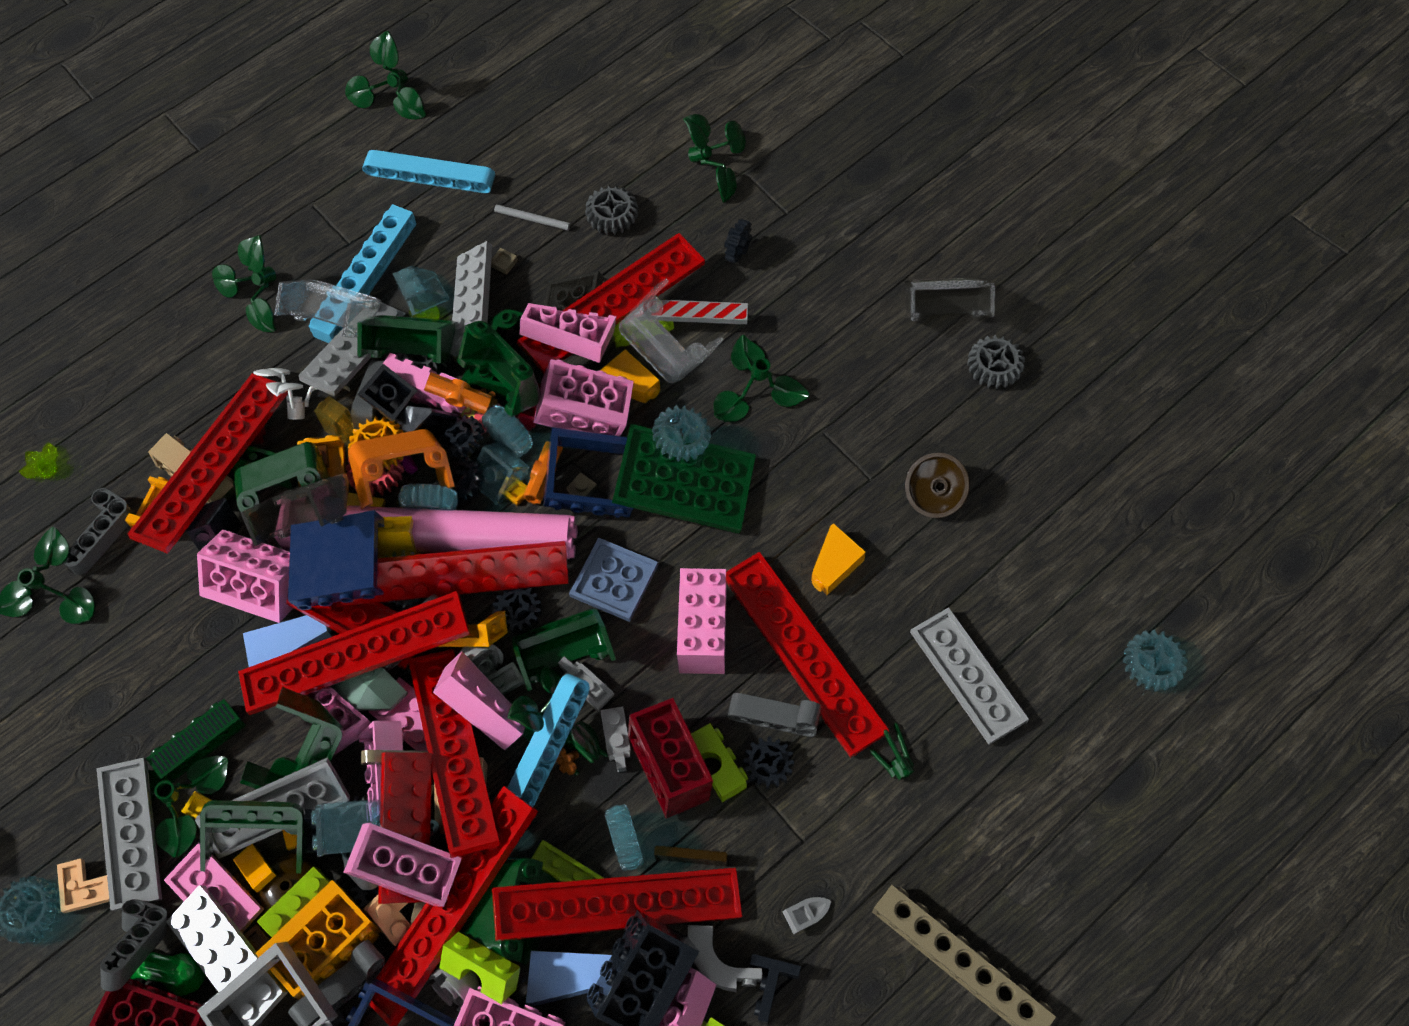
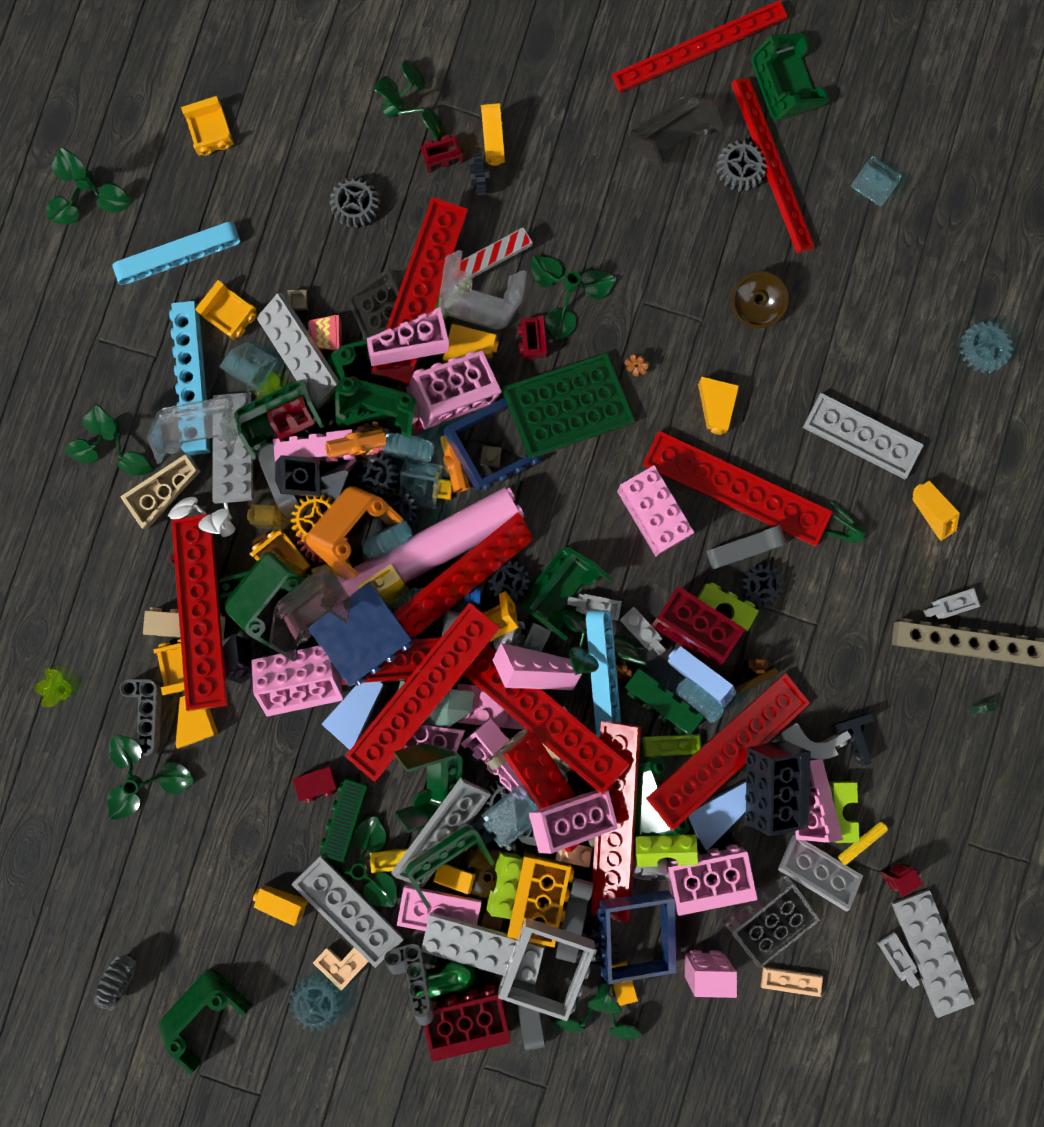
camera: 30 degrees left, 20 degrees up
(73, 785) = (280, 904): none -> light orange slope
(132, 567) = (193, 725): none -> light orange slope
(195, 689) = (315, 784): none -> dark red brick
(264, 347) = (156, 493): none -> tan wedge
(409, 343) = (288, 415): none -> dark red window
(435, 236) = (226, 311): none -> light orange panel
(473, 603) = (473, 597): none -> blue wheel
(507, 296) = (326, 333): none -> coral torso
(530, 90) = (208, 126): none -> light orange panel
(532, 217) = (292, 245): light grey bar -> none
(587, 819) = (663, 702): none -> dark green wedge
(613, 579) = (564, 515): sand blue plate -> none
(643, 815) = (702, 675): none -> light blue slope
(669, 436) = (558, 364): clear light blue gear -> none
(706, 393) = (541, 352): none -> dark red window
(710, 840) = (757, 665): none -> reddish brown plate
(717, 208) = (443, 158): none -> dark red window
(774, 216) = (493, 134): none -> light orange slope
(778, 481) = (637, 364): none -> dark orange plant
(806, 913) = (850, 674): light grey plate -> none
(966, 907) = (953, 604): none -> light grey hinge
(1003, 794) = (936, 510): none -> light orange slope
(1019, 243) = (699, 46): none -> red plate
(1027, 381) = (775, 170): none -> red plate
(1088, 307) = (784, 76): none -> dark green windscreen
(1126, 444) = (876, 181): none -> clear light blue slope

